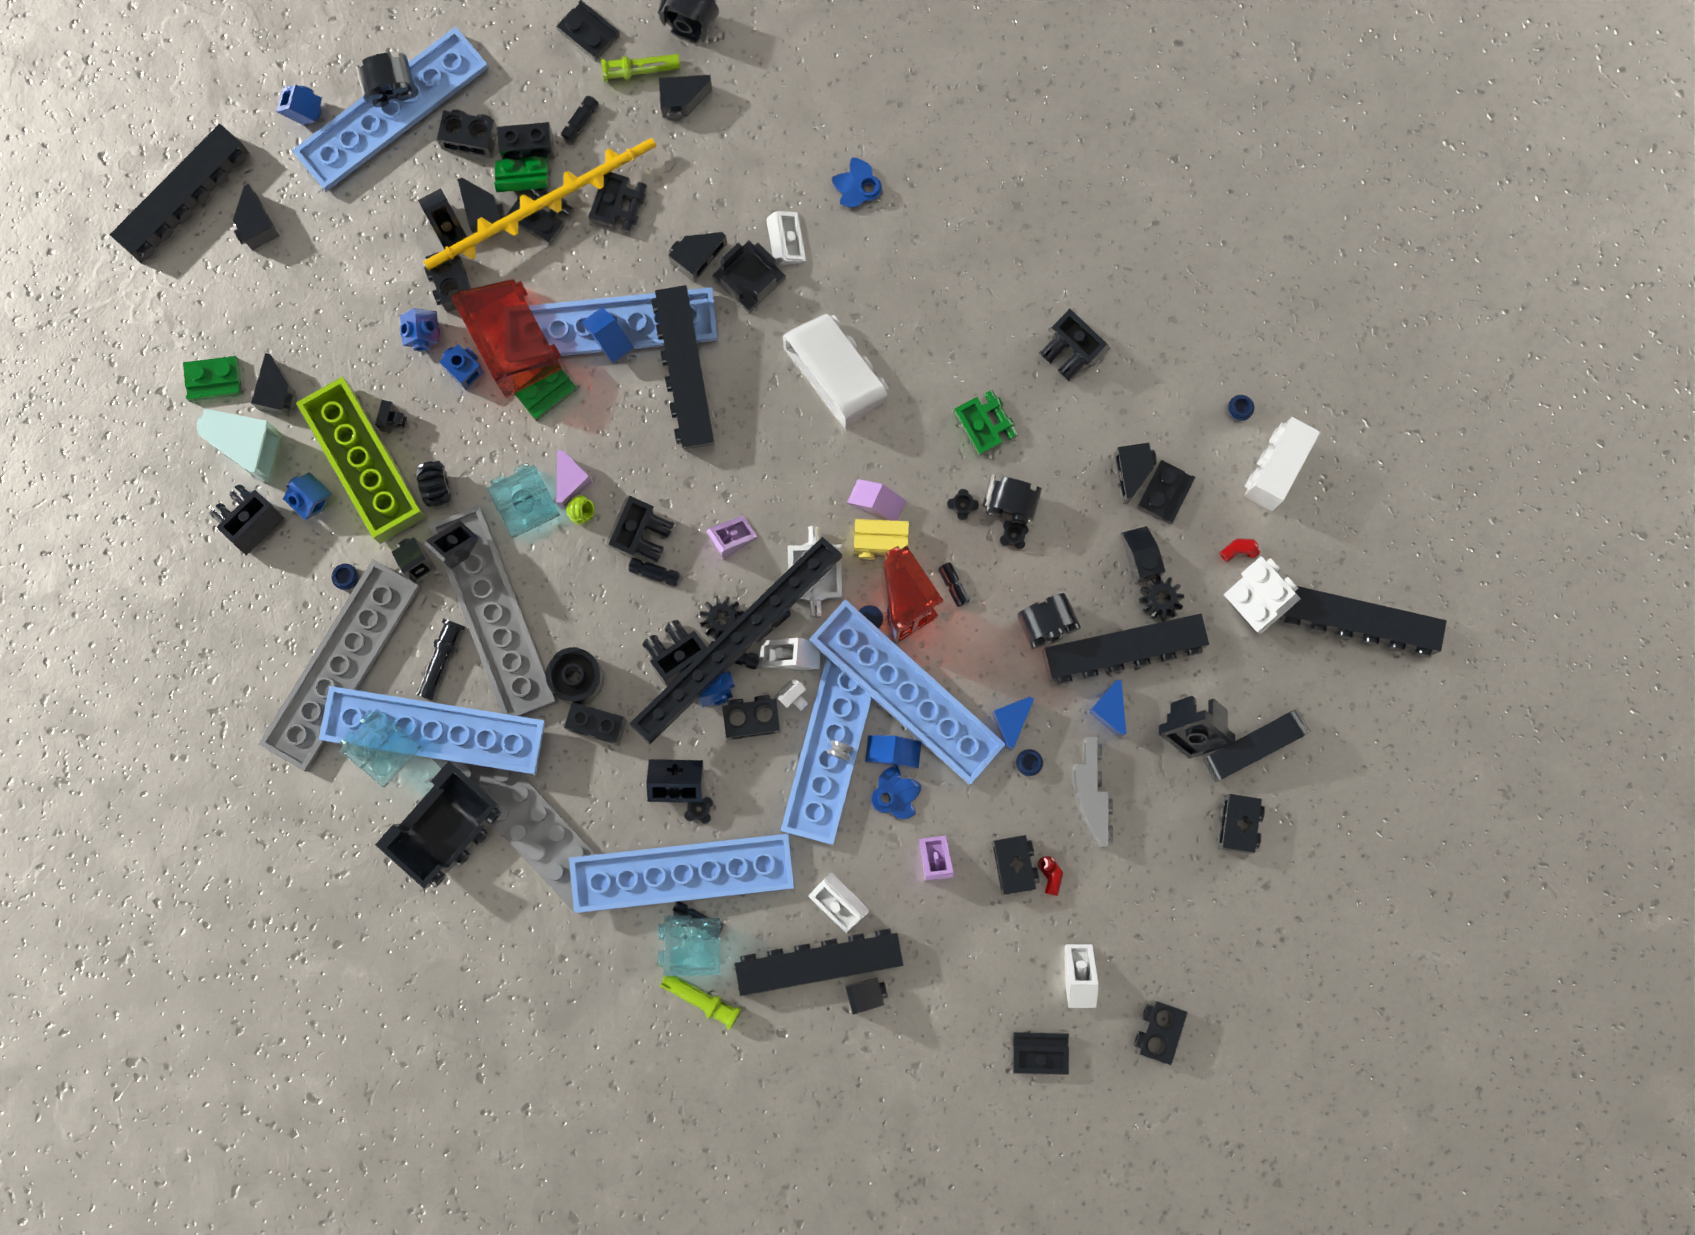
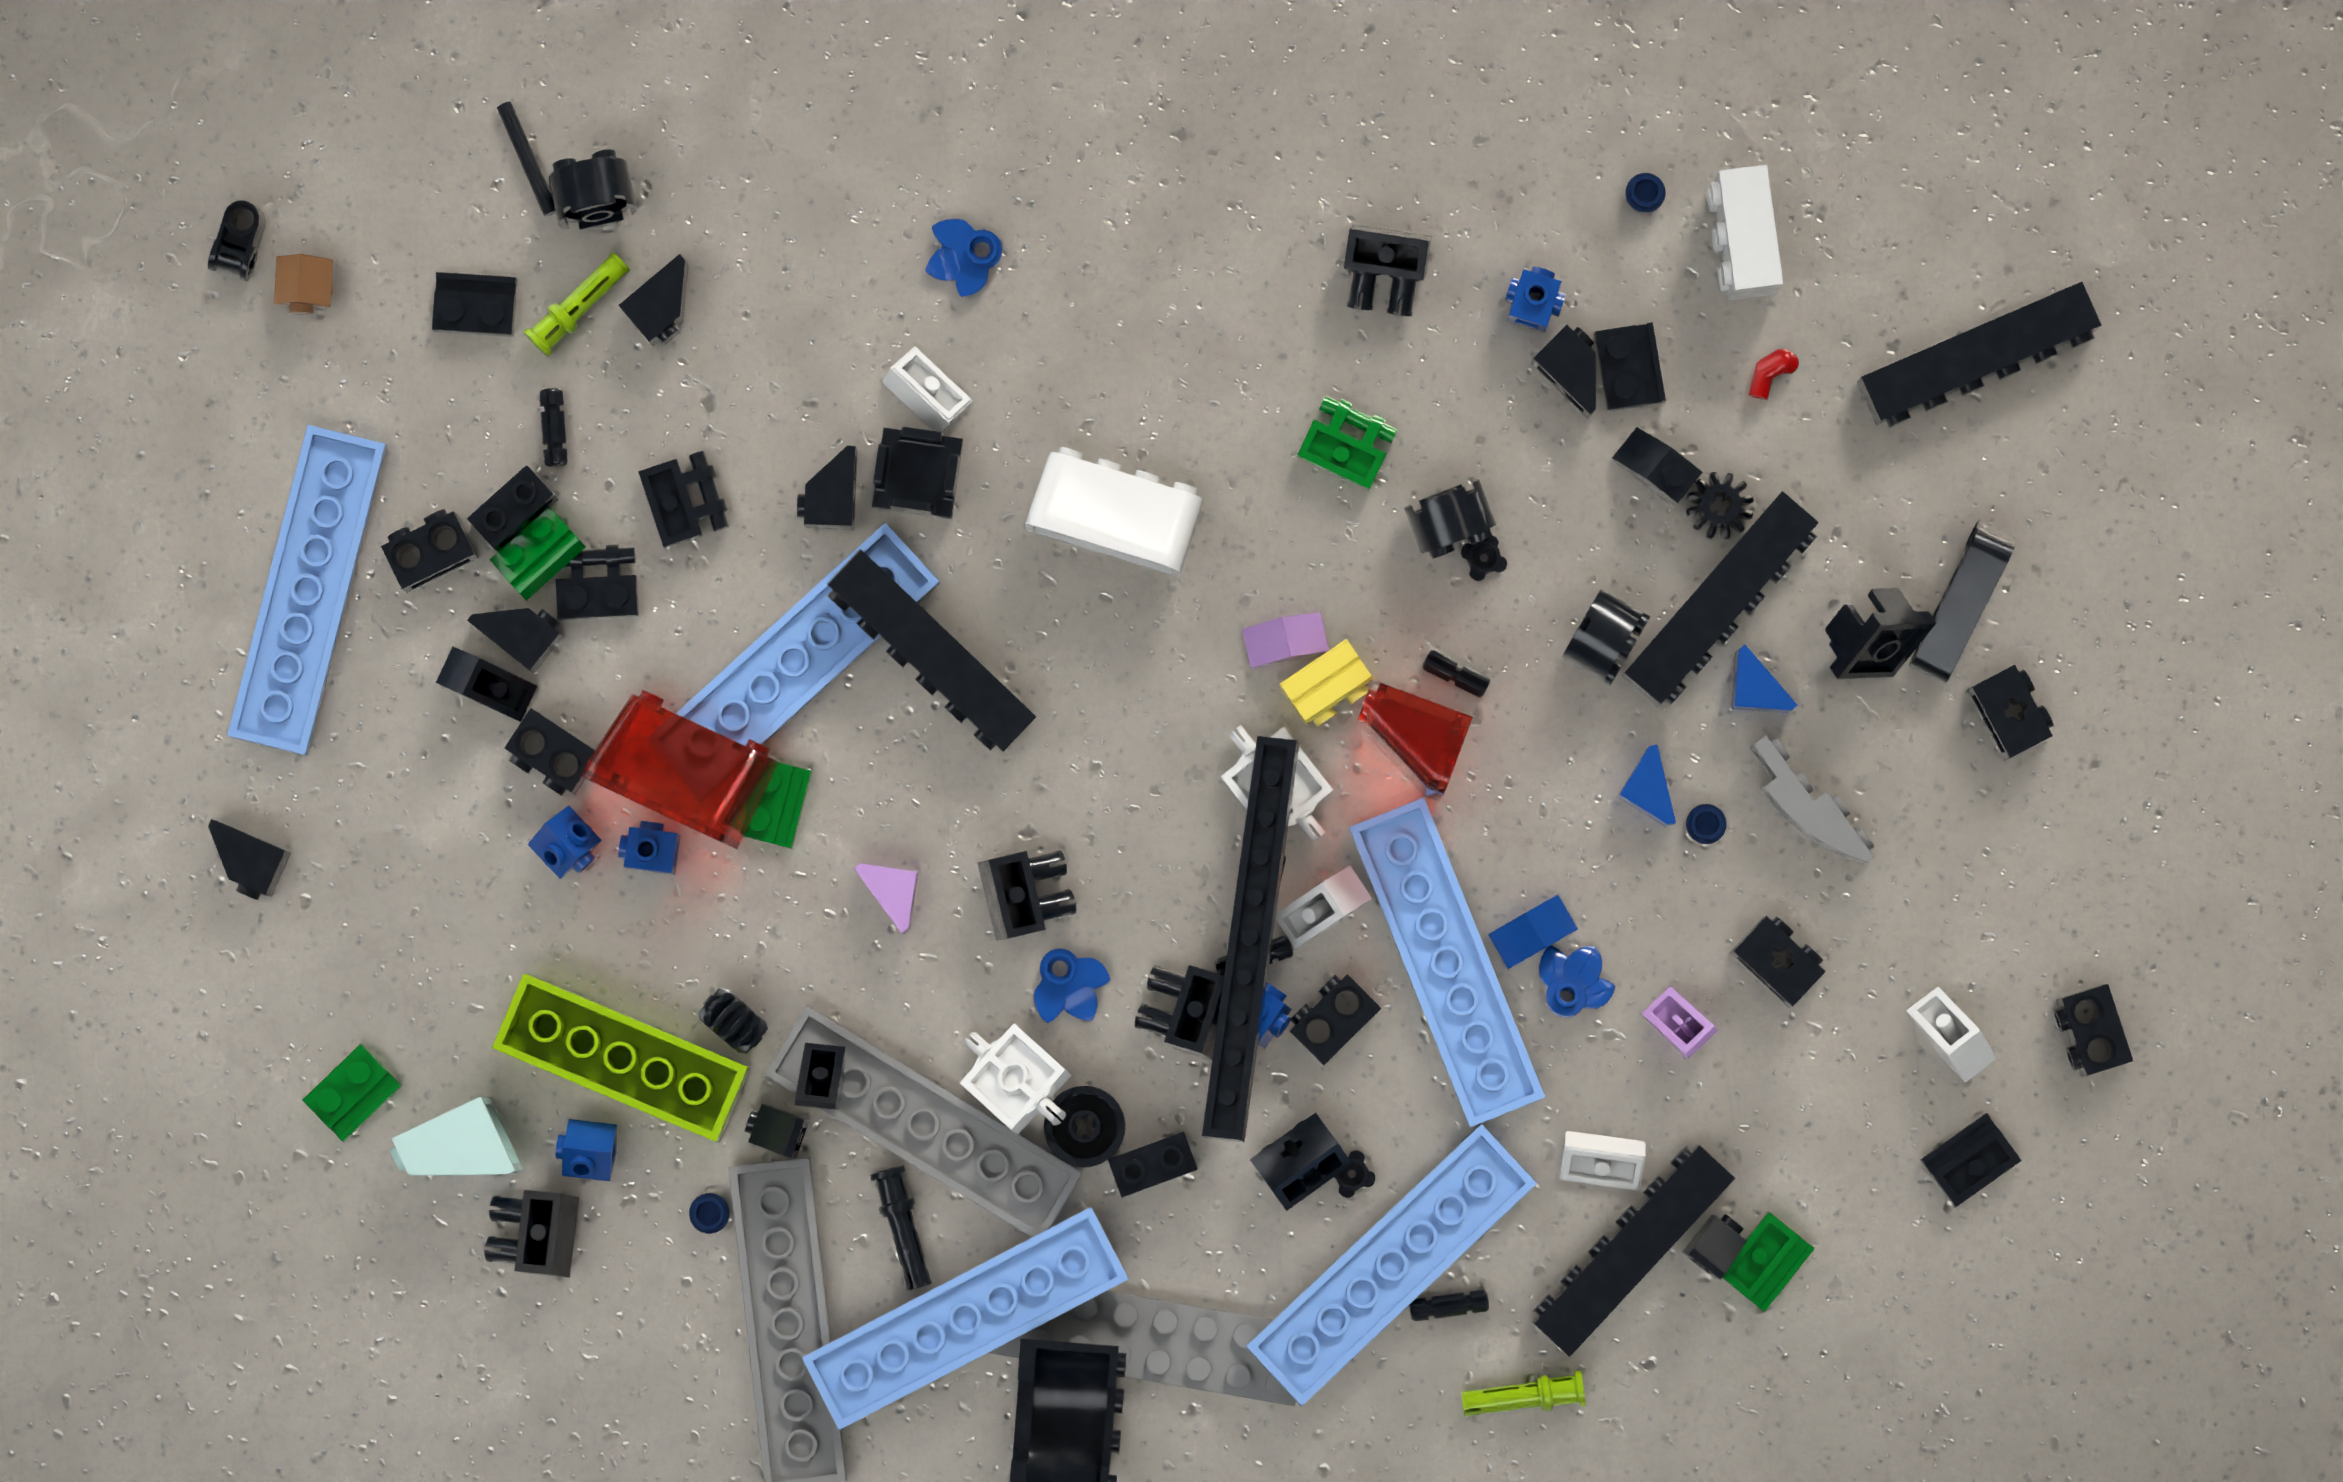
camera: 30 degrees left, 5 degrees up
(180, 193) = (130, 892): black brick -> none
(273, 389) = (443, 1050): black slope -> none
(299, 104) = (192, 670): blue brick -> none
(379, 747) = (922, 1384): clear light blue plate -> none
(385, 78) = (282, 562): black brick -> none
(388, 417) = (611, 979): black tile -> none
(522, 500) = (854, 959): clear light blue plate -> none
(528, 206) = (585, 589): yellow plant -> none
(556, 623) = (1015, 1078): none -> white plate
(580, 509) = (933, 919): lime piece -> none
(608, 334) = (803, 678): blue slope -> none
(624, 601) = (1072, 991): none -> blue plate
(654, 571) = (1080, 928): black axle -> none
(689, 946) = (1465, 1343): clear light blue plate -> none
(713, 615) = (1194, 926): black gear -> none
(731, 536) = (1143, 814): lavender slope -> none
(792, 694) = (1360, 954): white tile -> none
(840, 750) = (1471, 979): light grey bush -> none
(873, 614) = (1385, 791): dark blue plate -> none
(887, 1025) = (1767, 1261): none -> green plate
(907, 692) = (1498, 848): light blue plate -> none
(970, 504) = (1401, 574): black plate -> none
(1053, 873) = (1832, 936): red arm -> none
(1141, 418) = (1530, 312): none -> blue brick
(1262, 594) = (1839, 412): white plate -> none

